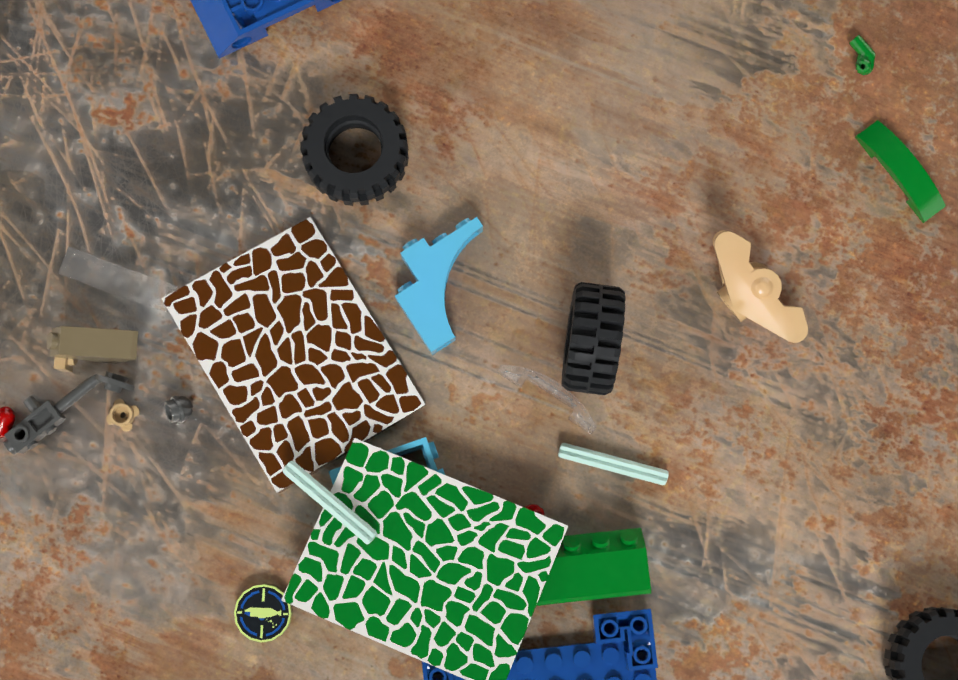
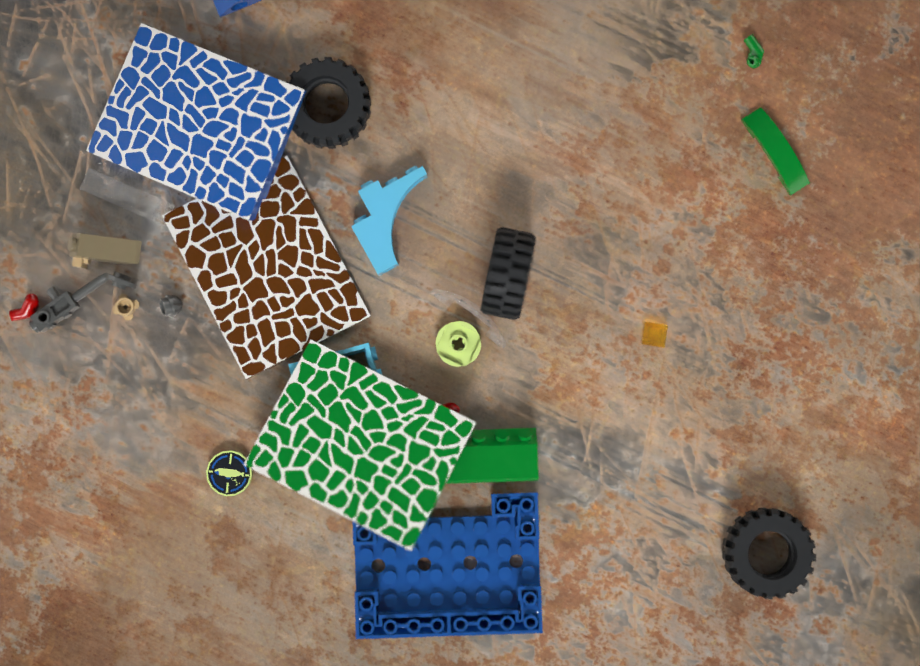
camera: 10 degrees right, 5 degrees up
(199, 183) = (197, 122): none -> blue slope
(330, 502) = (287, 390): light aqua axle -> none
(550, 423) = (464, 355): none -> yellowish green plate
(613, 463) = (518, 374): light aqua axle -> none
(754, 289) = (643, 242): tan piece -> none
(775, 402) = (654, 334): none -> clear yellow plate

